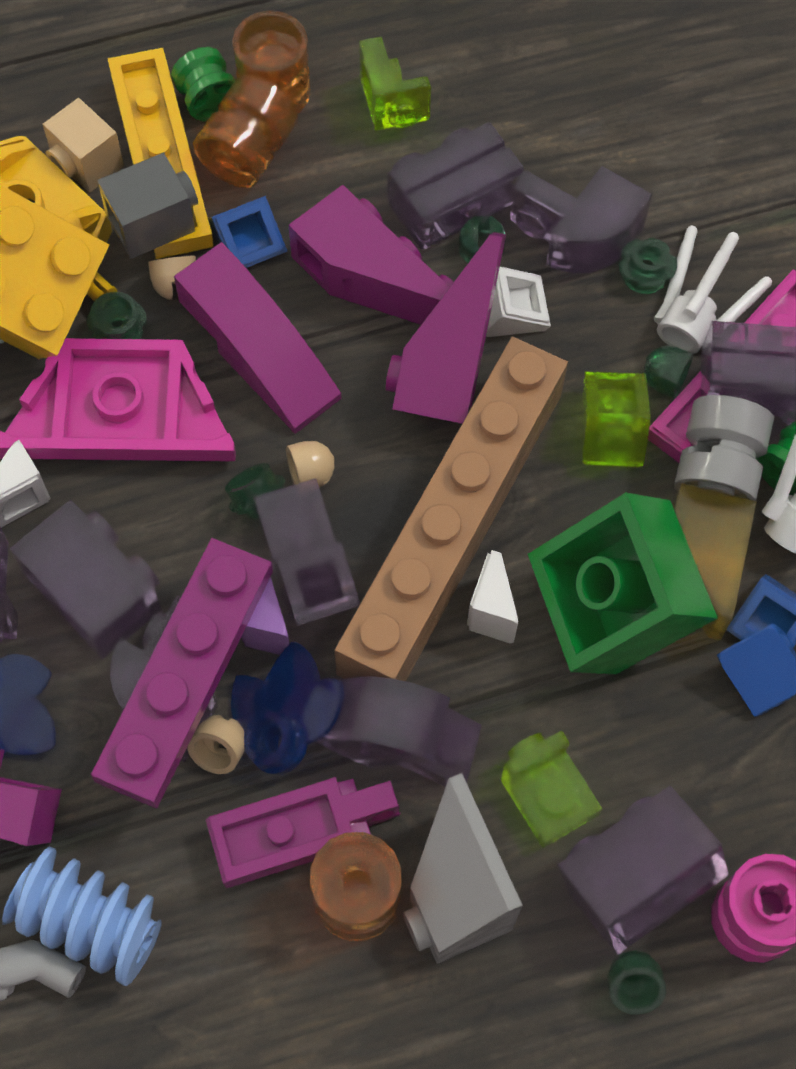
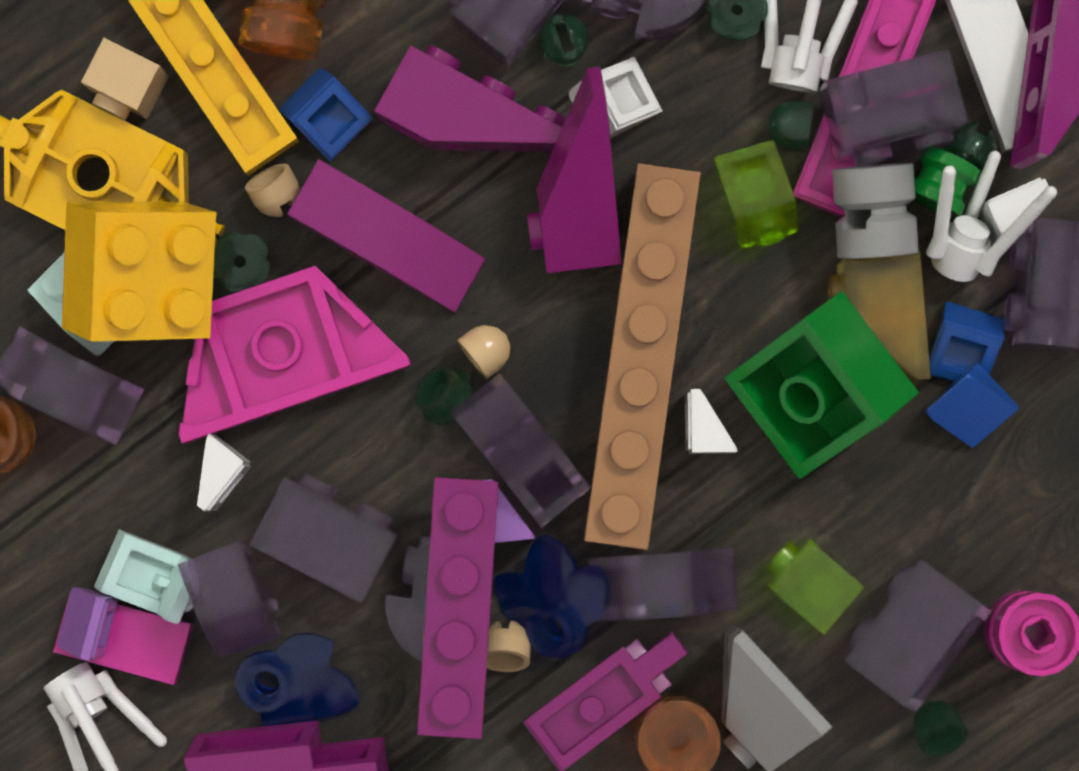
camera: 15 degrees left, 20 degrees up
(148, 204) = (229, 139): dark grey brick -> none

